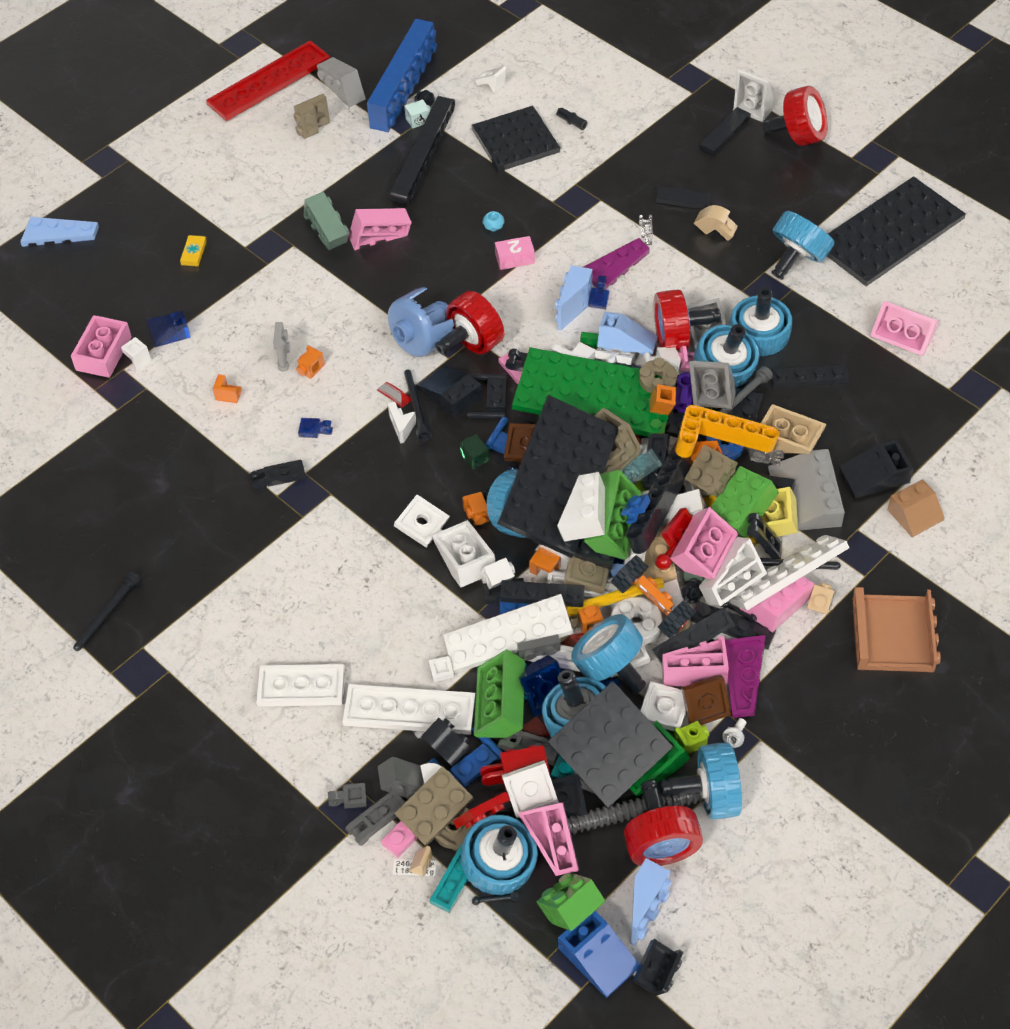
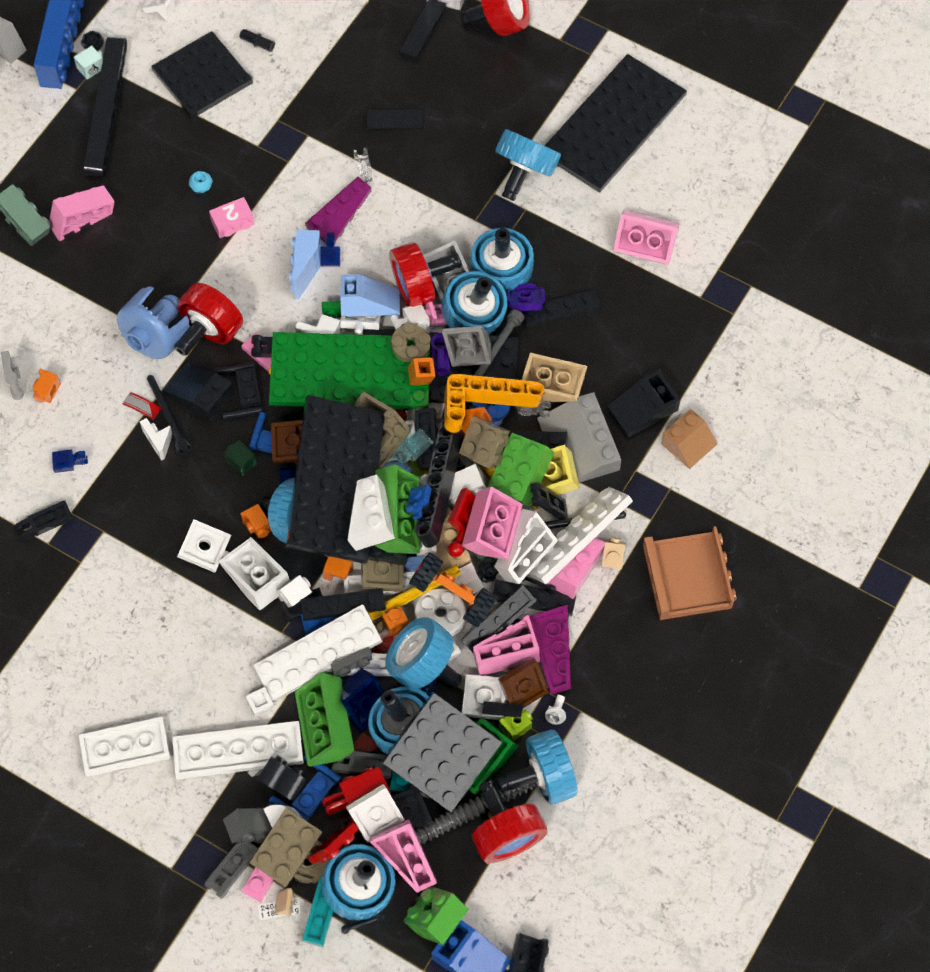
camera: 15 degrees left, 10 degrees up
(352, 796) = (203, 850): dark grey plate -> none
(650, 889) = (505, 886): light blue slope -> none
(680, 719) = (502, 709): none -> black sticker
(716, 218) = (434, 142): tan brick -> none
(778, 360) = (526, 297): none -> dark purple plate

